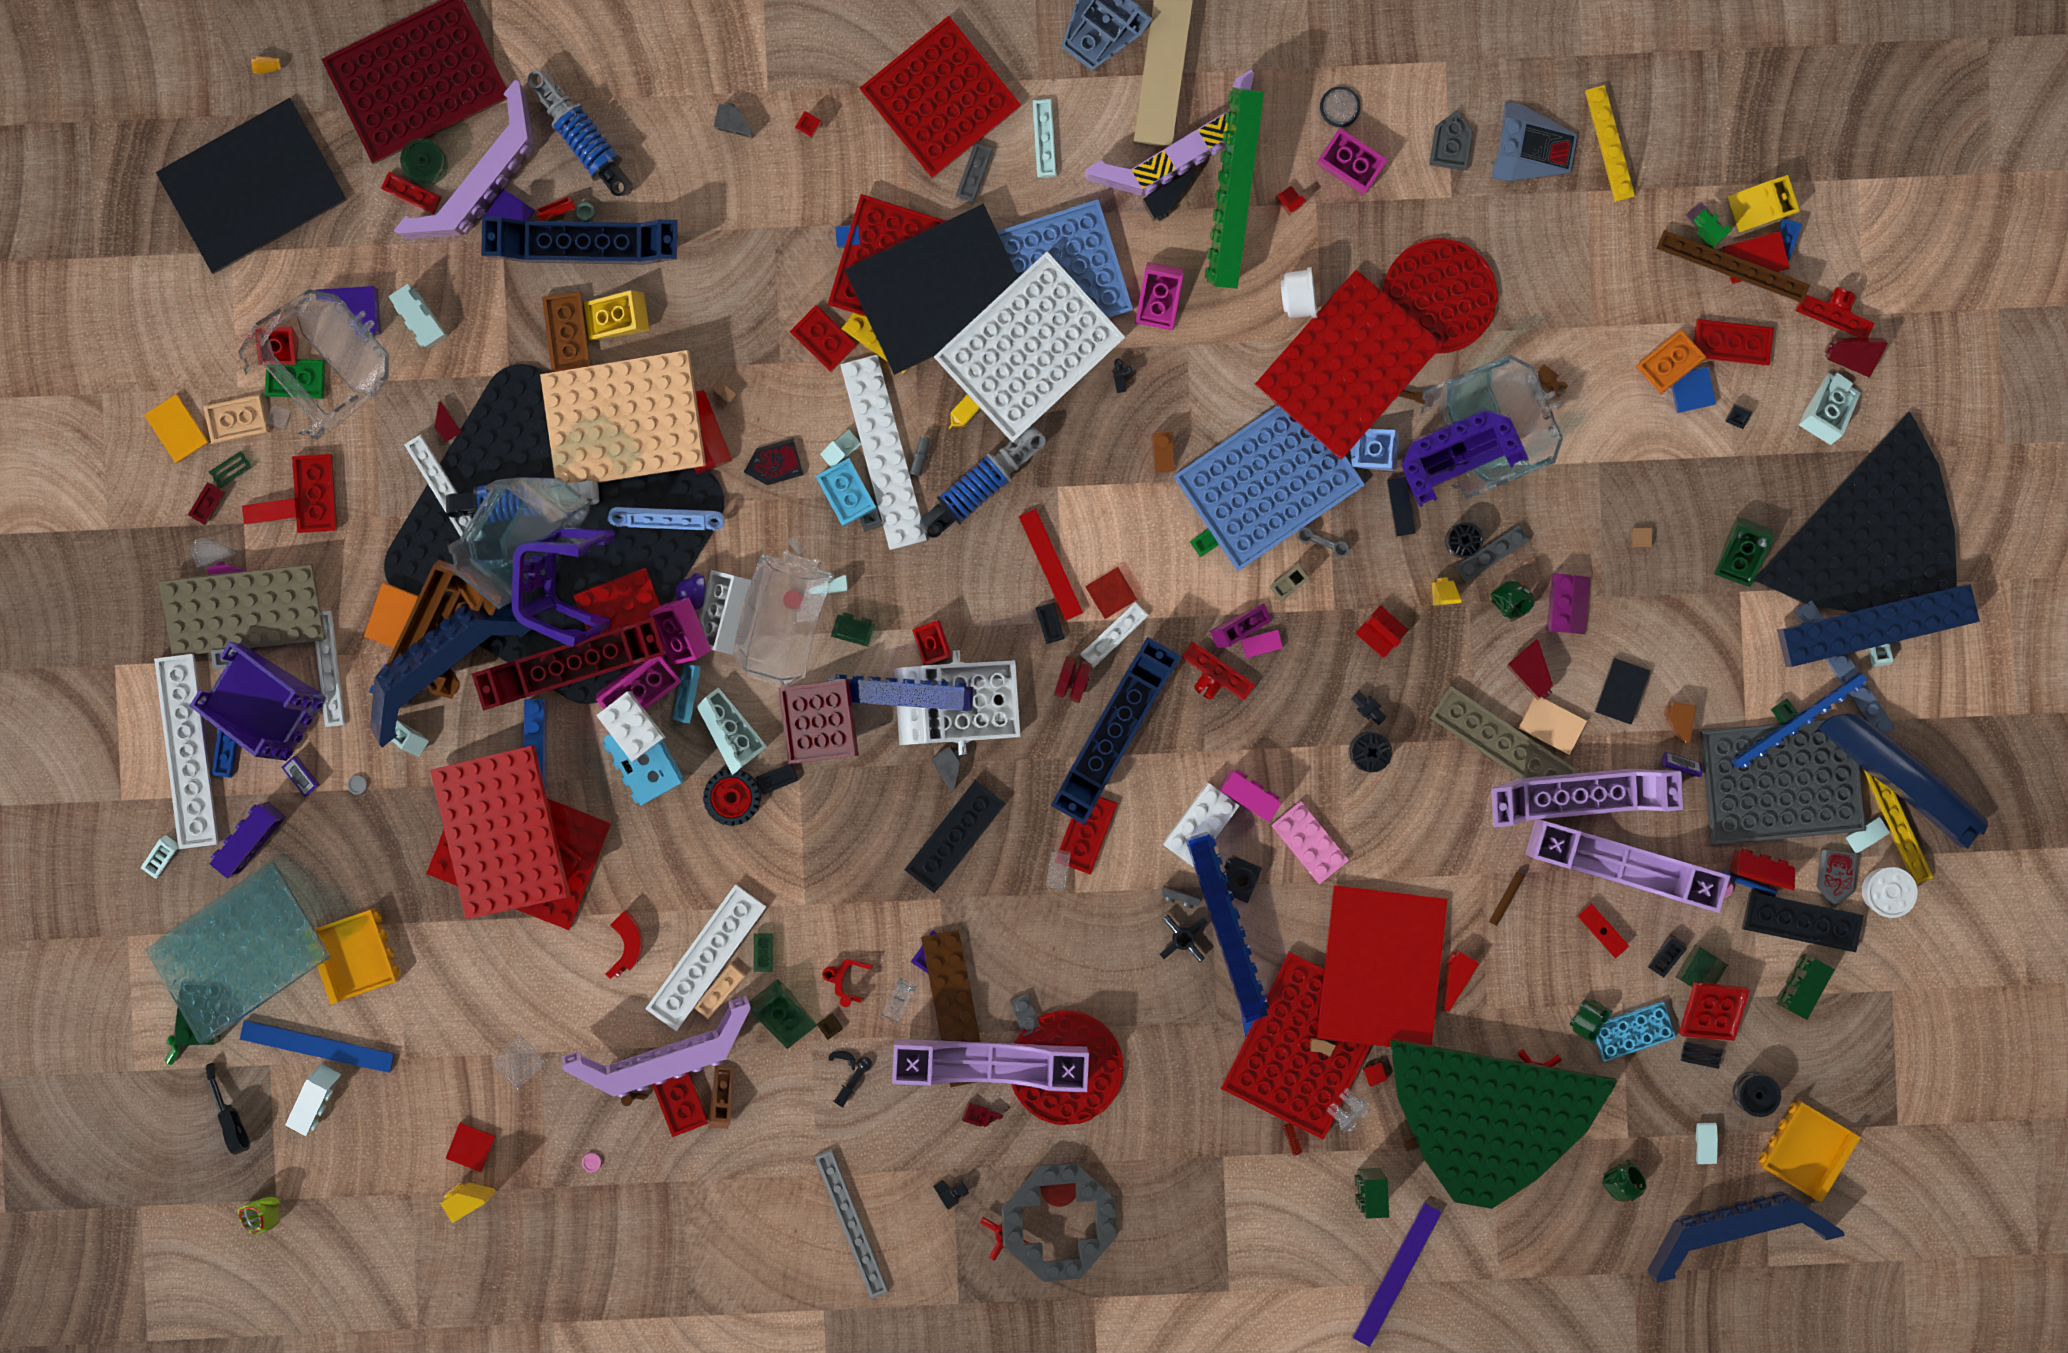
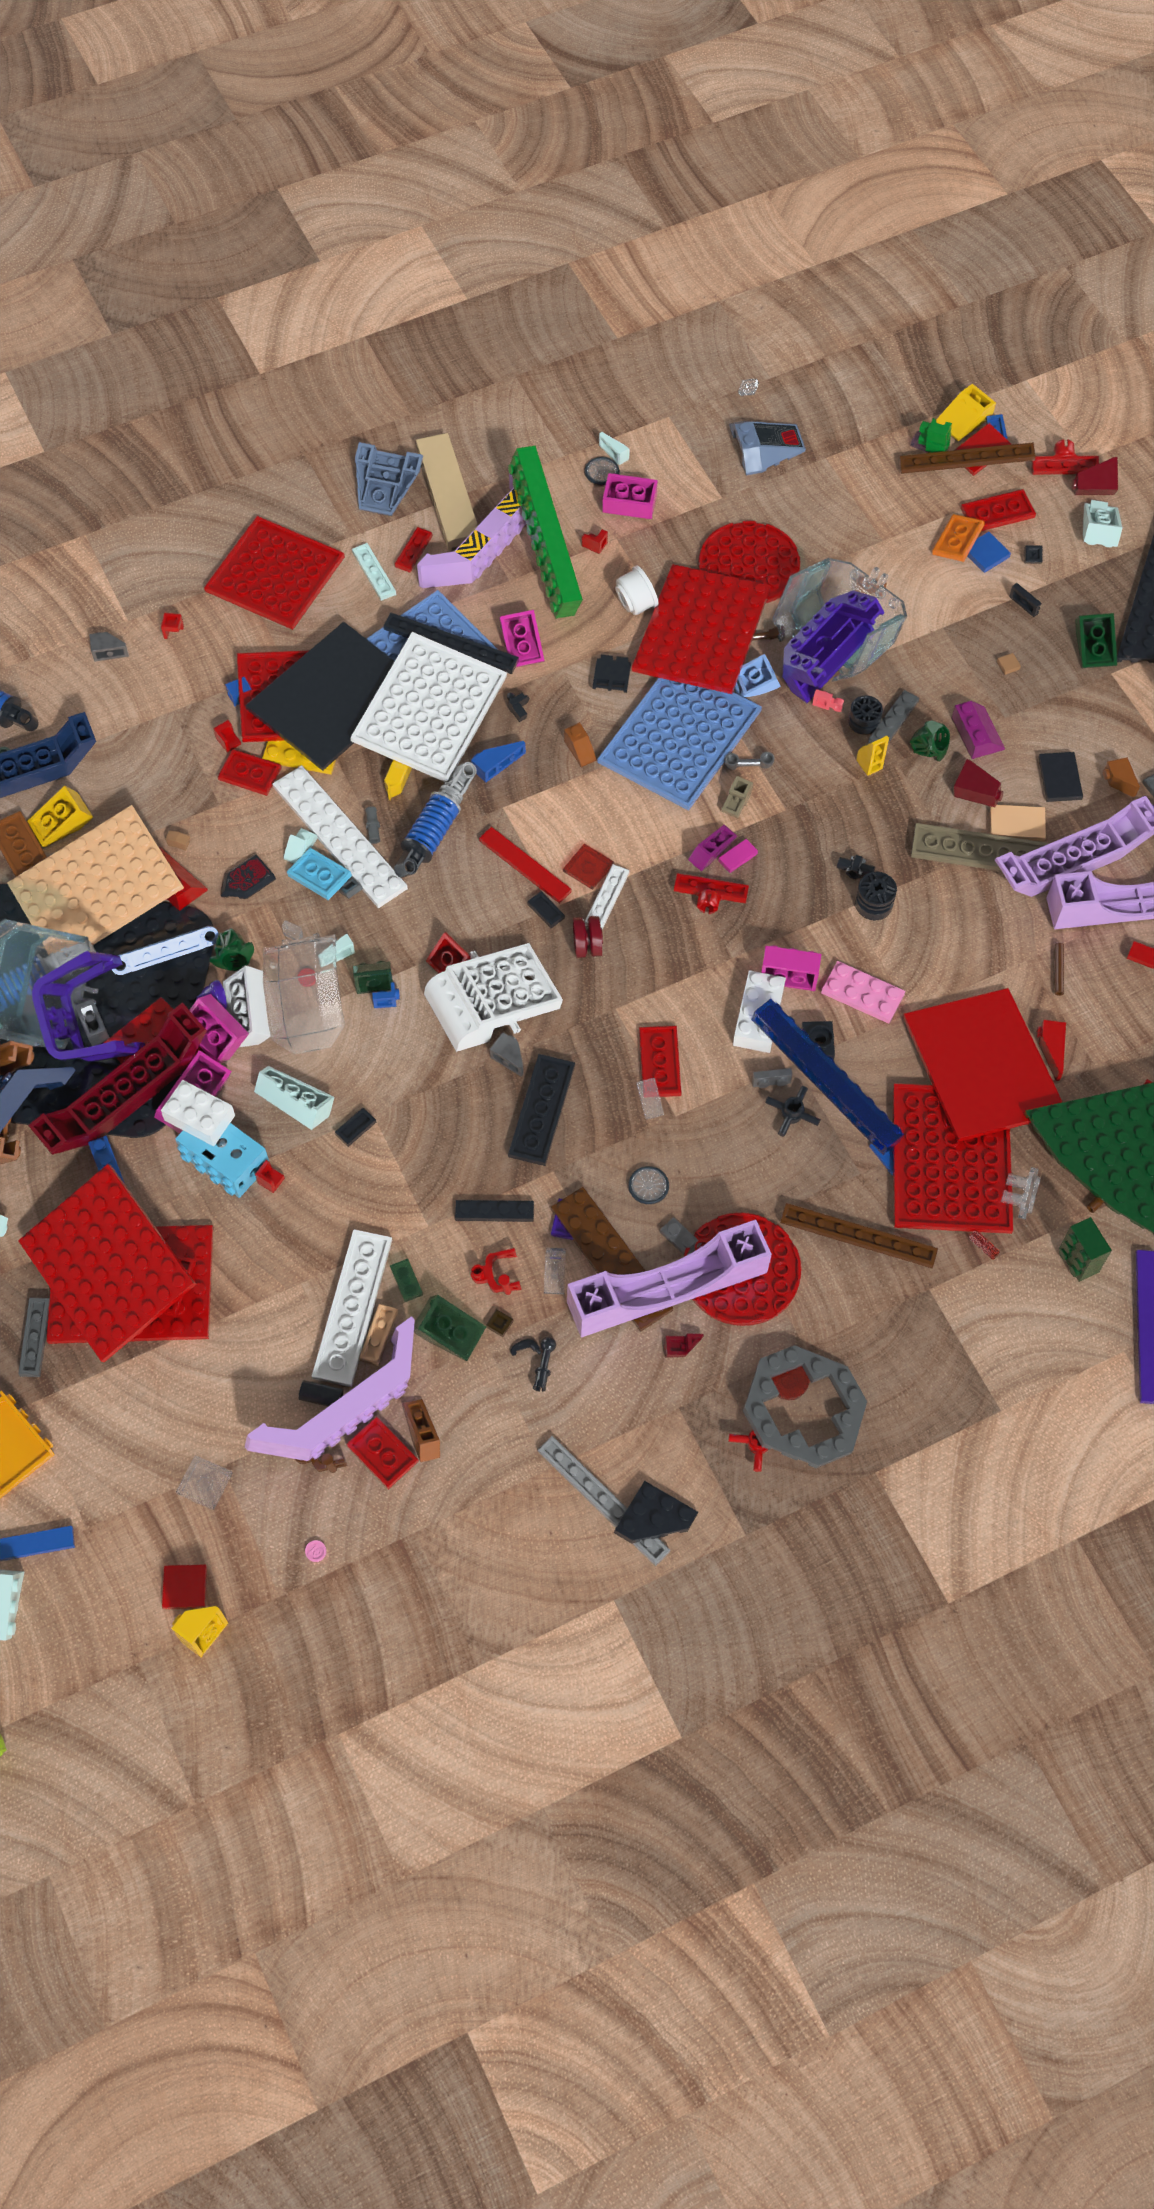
camera: 25 degrees left, 25 degrees down
(416, 866) = (34, 1337): none -> dark grey plate
(569, 574) = (92, 1022): none -> flat silver slope
(632, 938) = (267, 1311): red arch -> none
(647, 1028) = (319, 1393): none -> black pin
(679, 799) = (269, 1177): none -> red panel
(686, 693) = (240, 1086): medium azure plate -> none
(729, 812) = (319, 1143): wheel -> none
(730, 544) = (232, 944): none -> dark green piece
(816, 288) = (226, 736): none -> red panel
(818, 721) = (373, 1056): plate -> none
(854, 656) = (386, 999): none -> blue bracket
(870, 917) = (494, 1210): none -> black plate
(887, 1258) = (654, 1516): none -> black plate
(909, 693) = (437, 995): clear blue brick -> none
(949, 1195) = (687, 1430): black piece -> none
(974, 172) = (326, 613): flat silver tile -> none
(1019, 952) = (648, 1185): none -> clear wheel
(1068, 433) = (496, 759): none -> blue slope
(1083, 276) = (496, 658): none -> black plate
(1097, 127) = (413, 549): none -> red tile
(1115, 730) = (645, 951): dark blue slope -> none
(1163, 200) = (491, 575): black slope -> none
(1184, 1083) = (859, 1235): none -> reddish brown plate
(1204, 543) = (649, 800): green tile -> none
(1234, 377) = (612, 673): none -> black plate
(1322, 1046) = (966, 1147): medium nougat piece -> none
(1365, 89) = (614, 448): none -> light aqua slope
(1374, 1074) = (1027, 1158): red tile -> none
(1382, 631) = (835, 808): red bracket -> none
(1401, 506) = (800, 714): black tile -> none
(1436, 507) = (824, 700): none -> coral plate
(1451, 143) = (703, 463): dark grey tile -> none
(1548, 62) = (748, 387): none -> clear tile
(1609, 143) = (825, 421): yellow plate -> none
(1698, 470) = (1025, 599): none -> black tile

